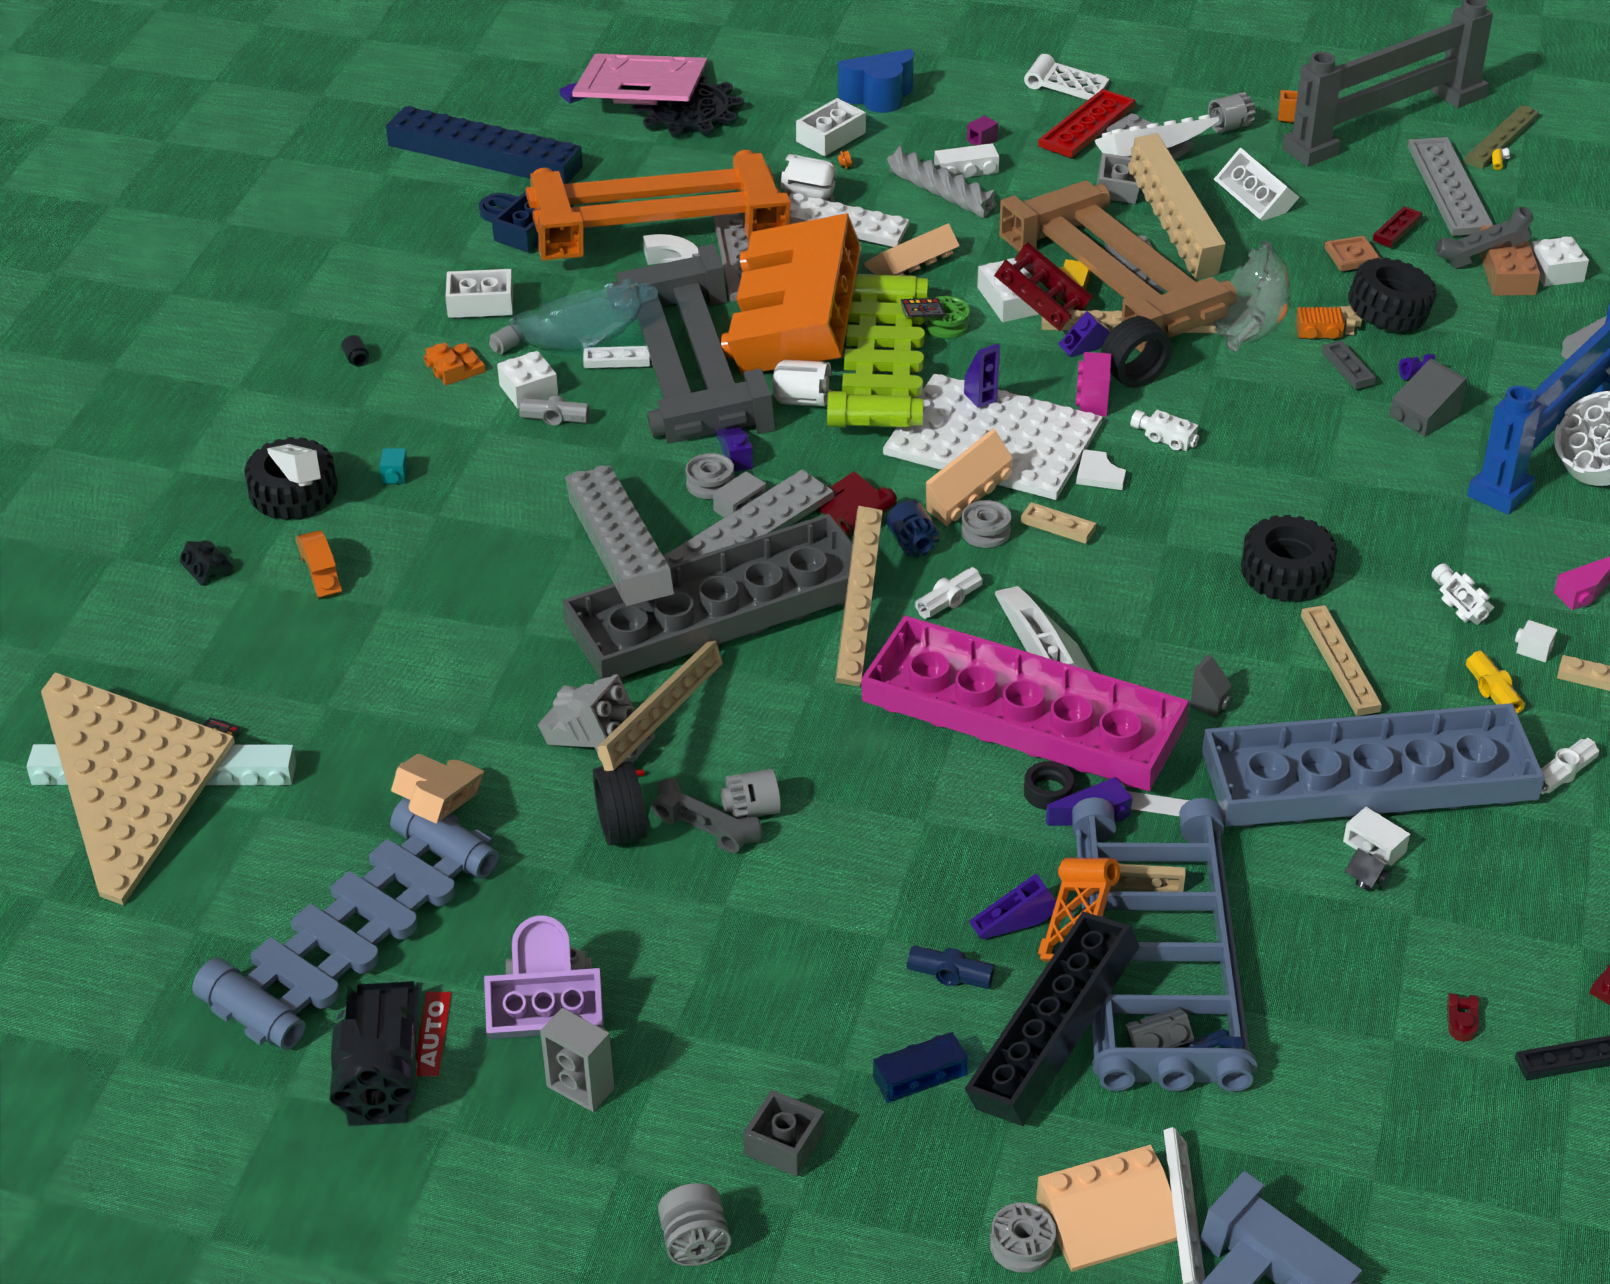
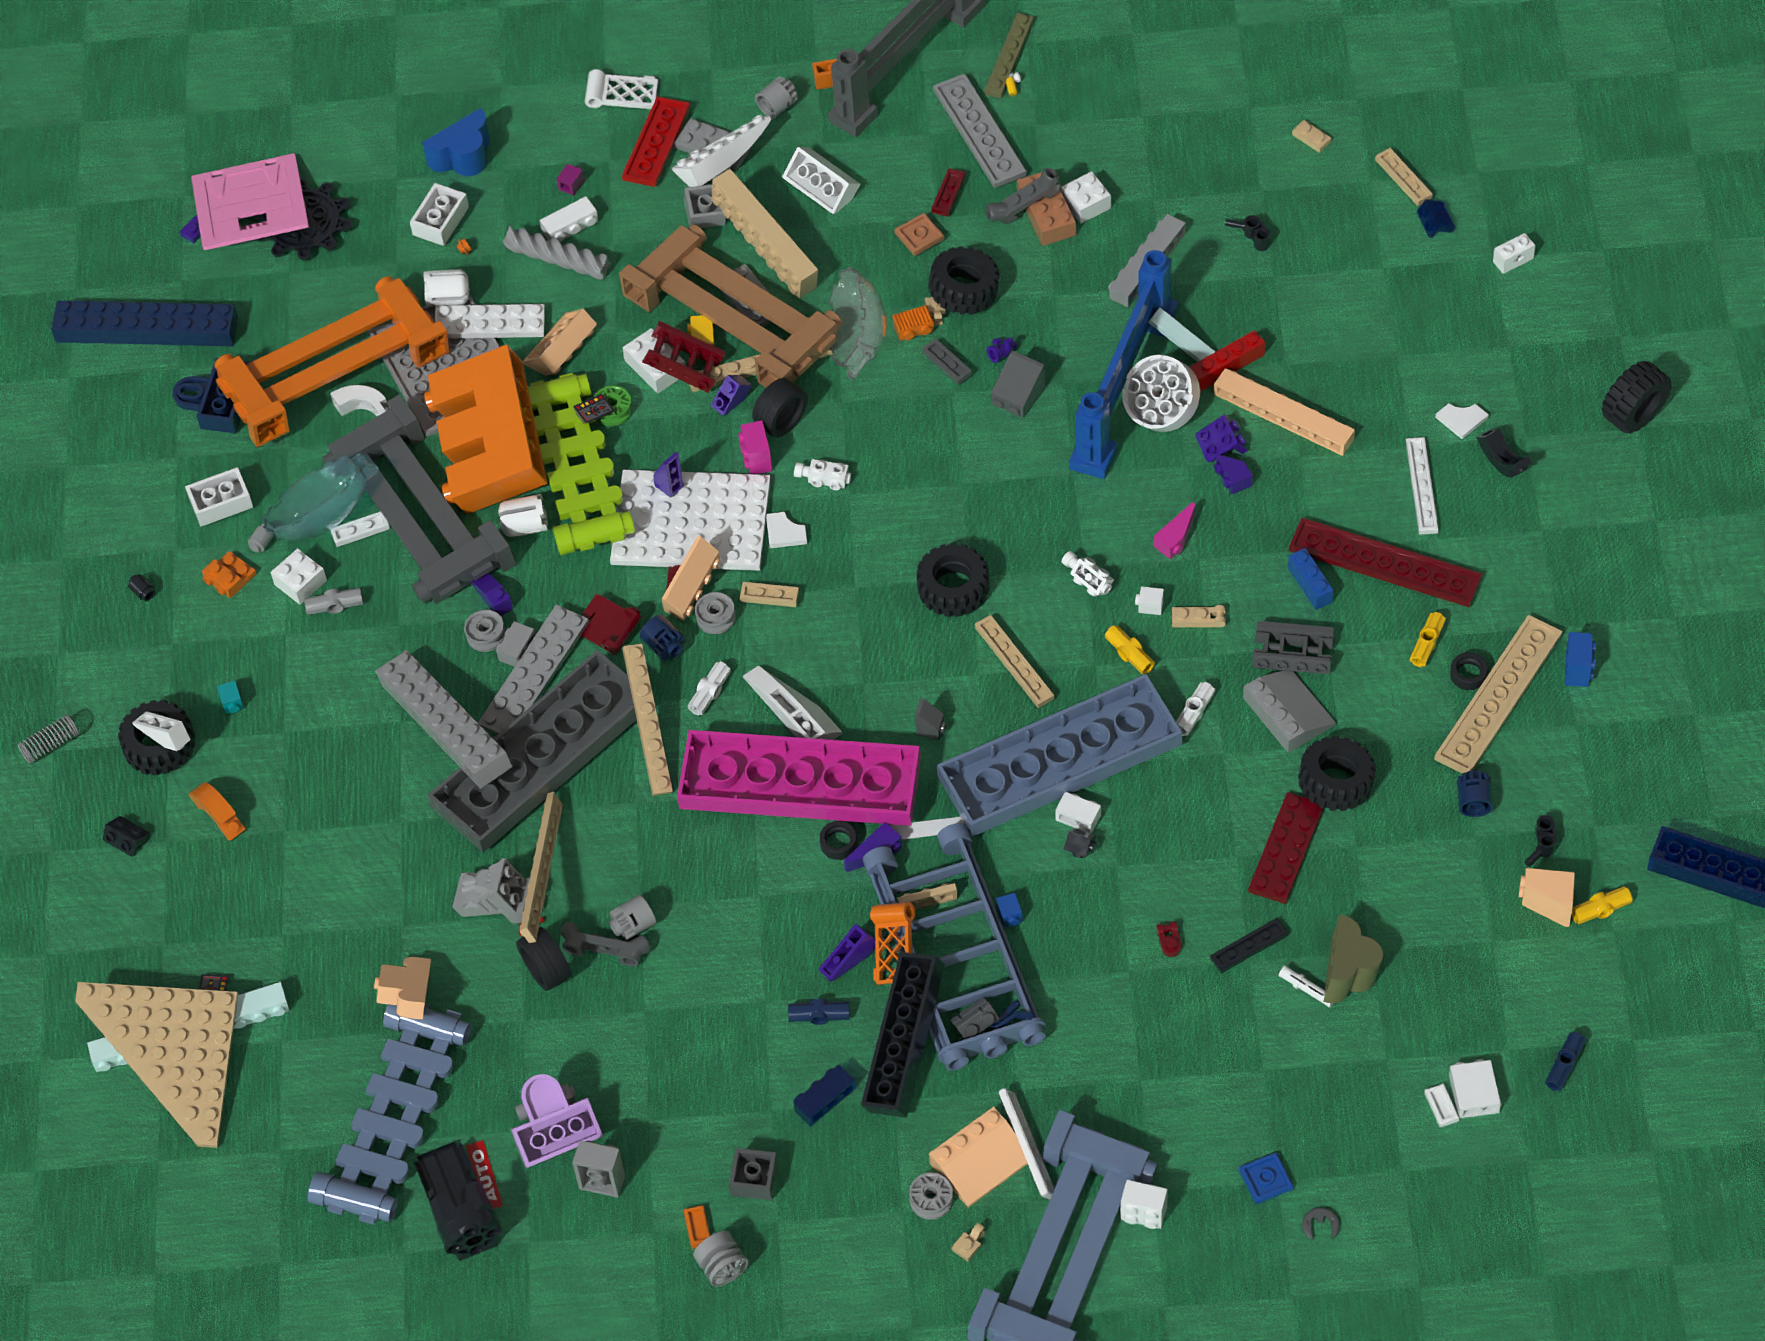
camera: 15 degrees left, 15 degrees up
(146, 464) = (26, 753): none -> light grey piece
(683, 1169) = (696, 1225): none -> orange tile
(1248, 921) = (1009, 910): none -> blue brick

